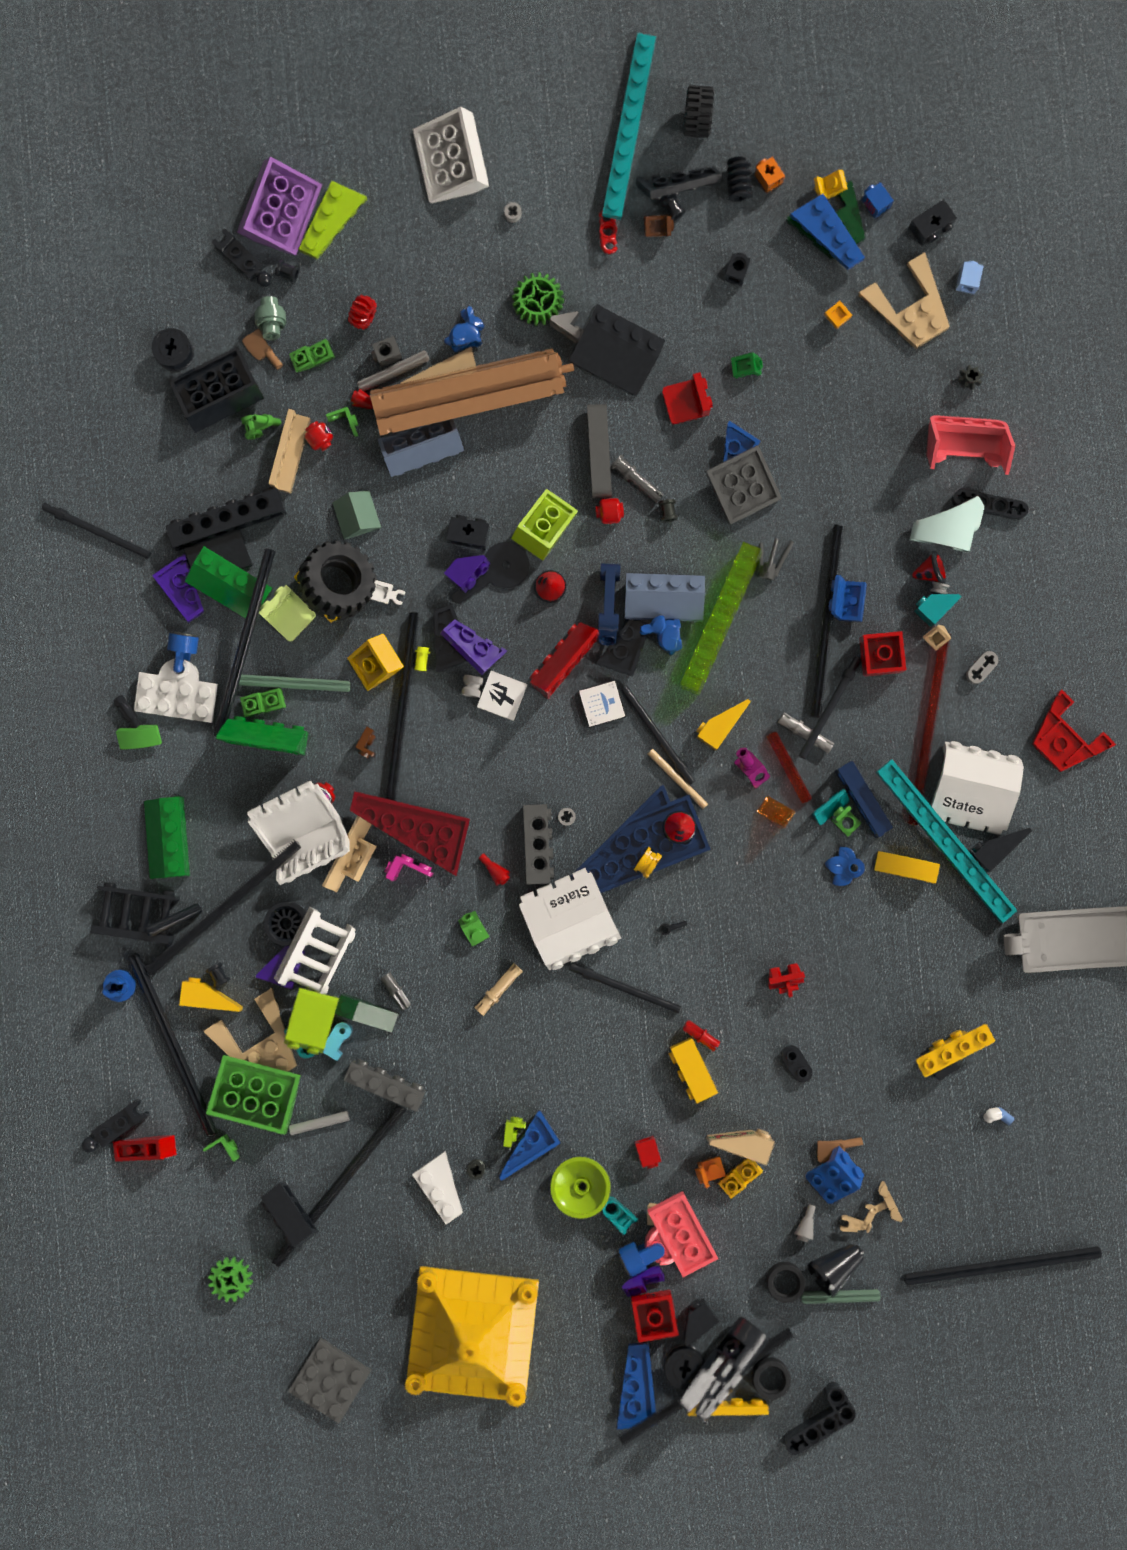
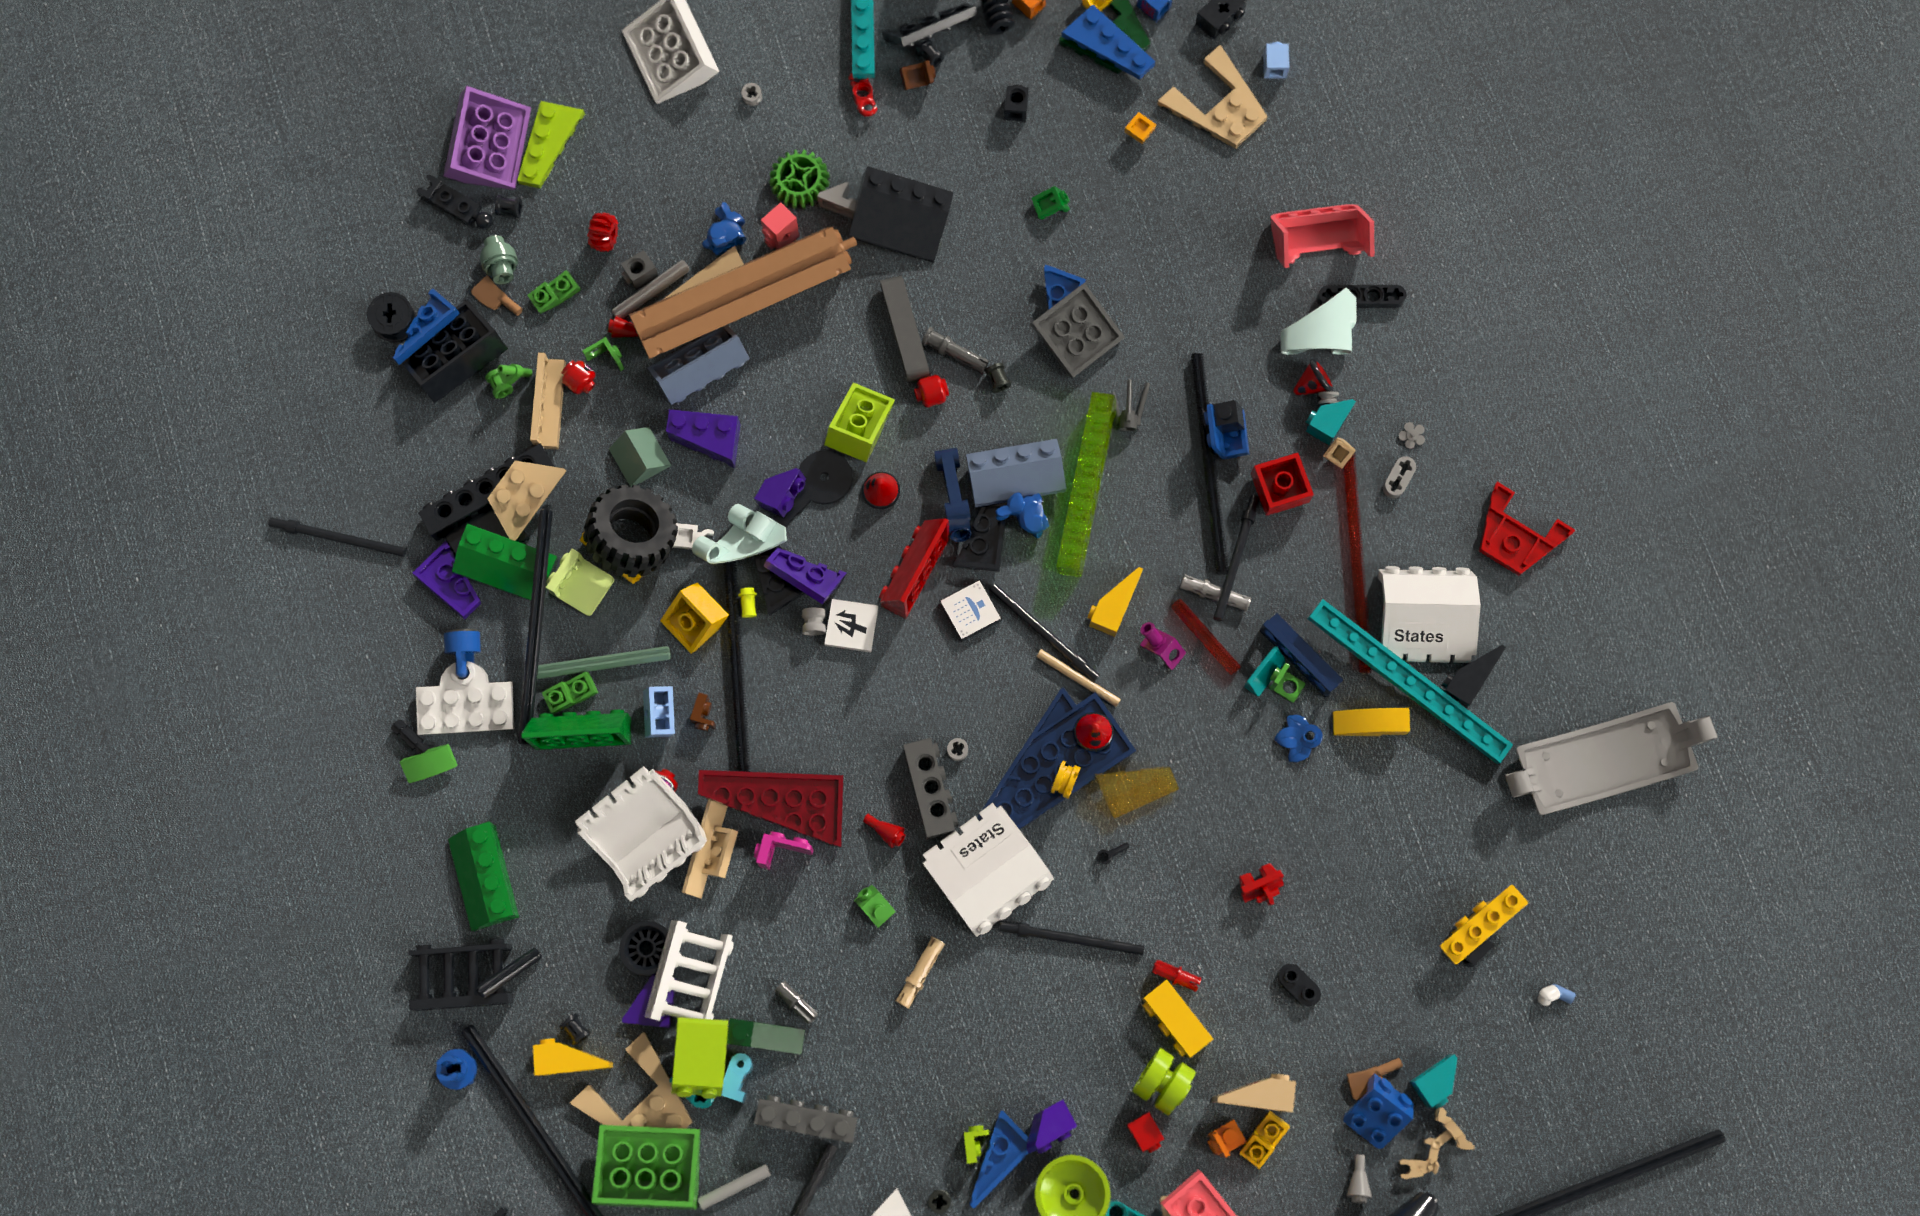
camera: 10 degrees left, 10 degrees down
(199, 363) = (426, 325): none -> blue wing
(227, 904) = (565, 947): black axle -> none
(253, 529) = (522, 494): none -> tan wing
(331, 735) = (658, 712): none -> light blue brick
(415, 507) = (706, 432): none -> dark purple wedge
(430, 605) = (749, 536): none -> light aqua panel
(476, 539) = (784, 453): black brick -> none
(512, 341) = (779, 227): none -> coral brick
(573, 1131) = (1048, 1125): none -> dark purple slope
(676, 1121) = (1170, 1085): none -> lime wheel
(687, 400) = (993, 252): red bracket -> none
(701, 880) = (1135, 788): none -> clear yellow wing
(776, 812) = (1203, 691): clear orange slope -> none
(852, 587) = (1228, 416): none -> black brick
(886, 1163) = (1436, 1082): none -> teal slope
(973, 373) = (1304, 165): pearl dark grey gear -> none
(1001, 633) = (1412, 435): none -> light grey plant

